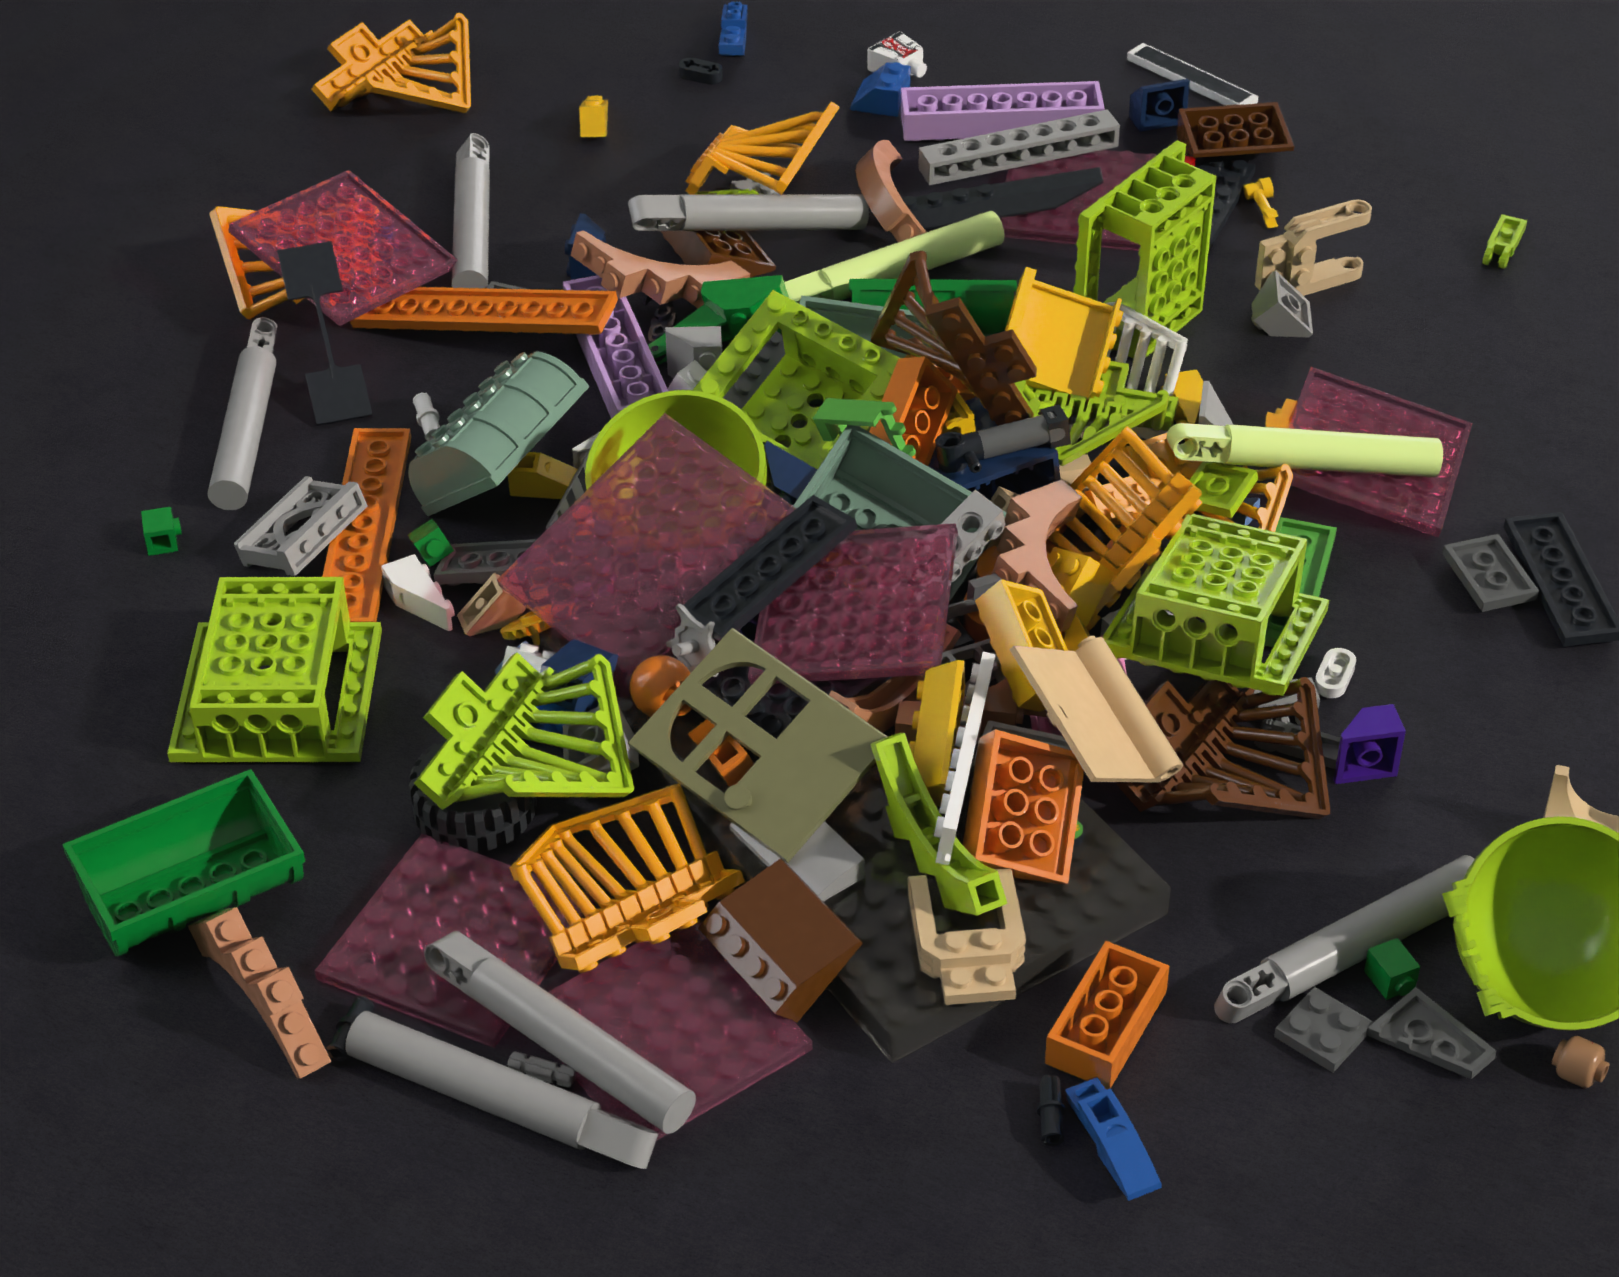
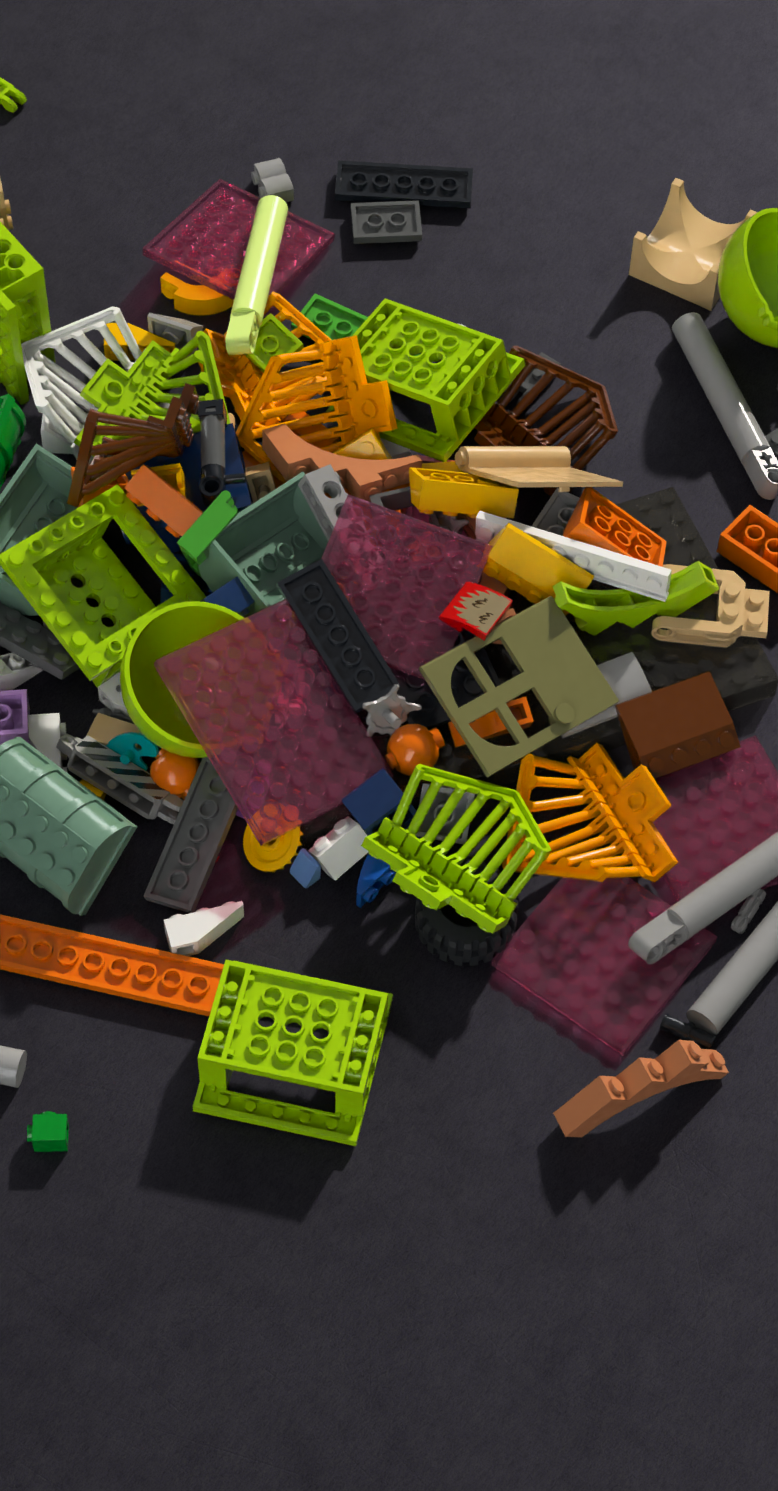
camera: 80 degrees left, 15 degrees up
(184, 861) = (521, 1123): green container -> none
(267, 541) = (126, 1011): light grey fence -> none
(431, 542) = (148, 906): green brick -> none
(489, 609) = (238, 873): tan slope -> none
(835, 668) = (476, 609): none -> slope
(1064, 336) = (73, 381): yellow panel -> none
(1281, 309) = (43, 250): light grey slope -> none
(1370, 745) = (556, 335): dark purple slope -> none
(1392, 969) = (758, 391): green brick -> none
(1495, 467) = (273, 180): none -> light grey brick

